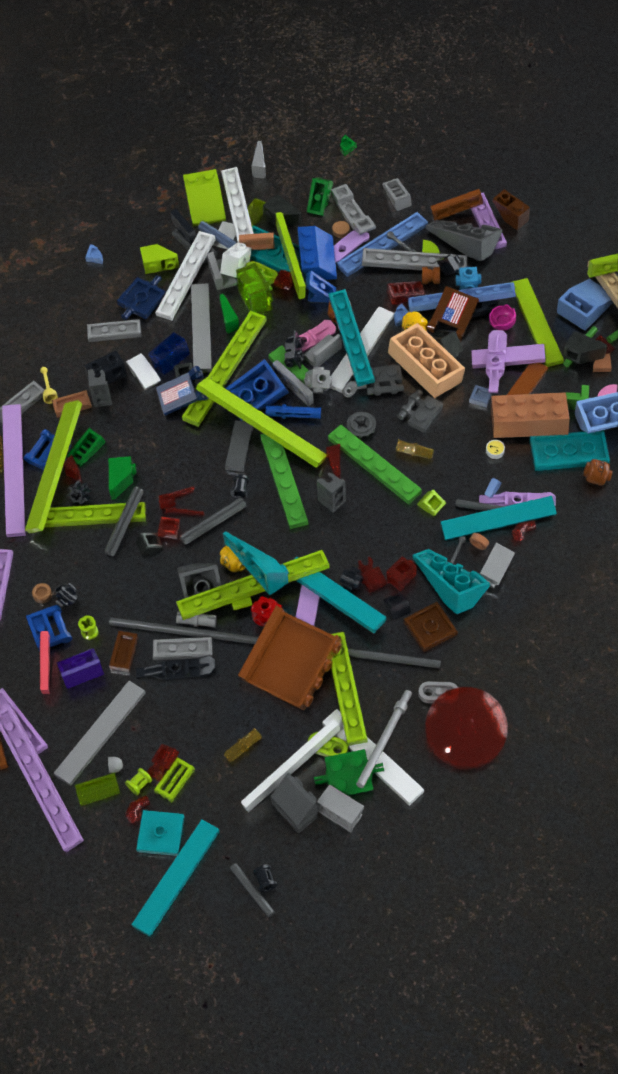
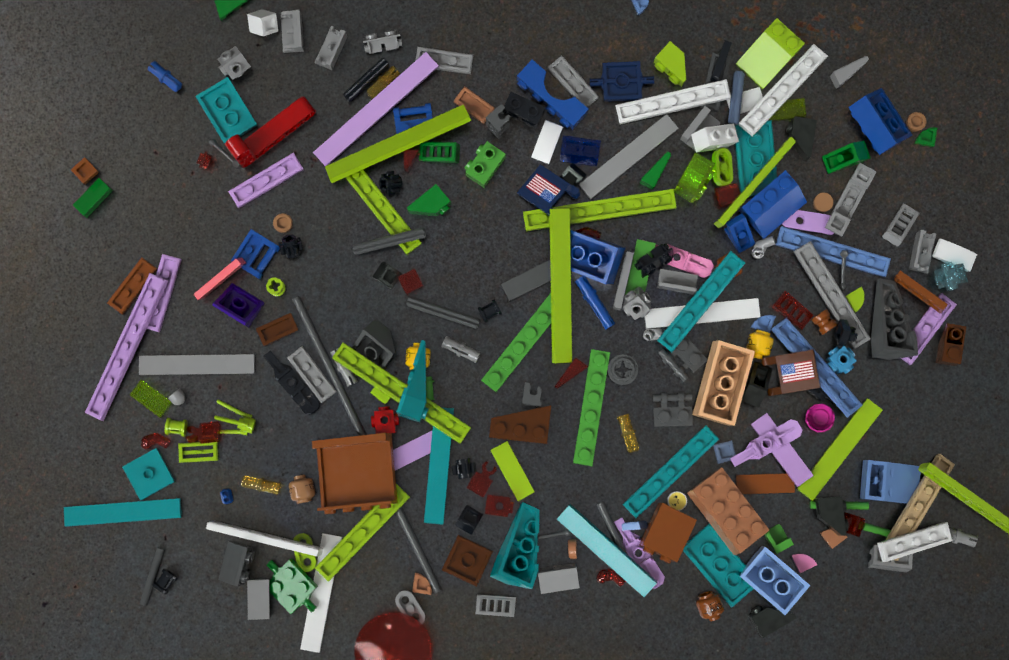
camera: 50 degrees right, 25 degrees up
(49, 394) = (468, 80): light yellow hinge -> none
(123, 420) = (485, 164): none -> bright green brick
(130, 344) = (569, 111): none -> blue arch
(168, 500) = (434, 261): clear red plant -> none
(181, 724) = (245, 424): none -> lime plant
(230, 781) = (226, 496): none -> blue rock
(241, 531) = (461, 349): none -> light grey pin
(258, 241) = (750, 141): nougat tile -> none
(272, 714) = (301, 489): none -> medium nougat head
(311, 164) = (880, 121): none -> blue slope
(330, 145) = (916, 122): none -> medium nougat tile
(340, 283) = (761, 246): none -> light grey arm
(351, 516) = (522, 426): none -> reddish brown wedge
(381, 548) = (512, 471): none -> lime tile
(399, 709) = (375, 587): light grey bar -> none
(425, 674) = (421, 585): none -> nougat tile
(426, 191) = (922, 252): none -> light grey hinge
(431, 502) = (586, 482): lime slope -> none
(445, 173) = (950, 252): none -> white slope
(462, 177) = (950, 276): none -> clear light blue brick
(468, 441) = (670, 471): none -> teal tile
(478, 640) = (480, 597): none -> light grey slope
(516, 466) = (667, 533): none -> dark orange brick

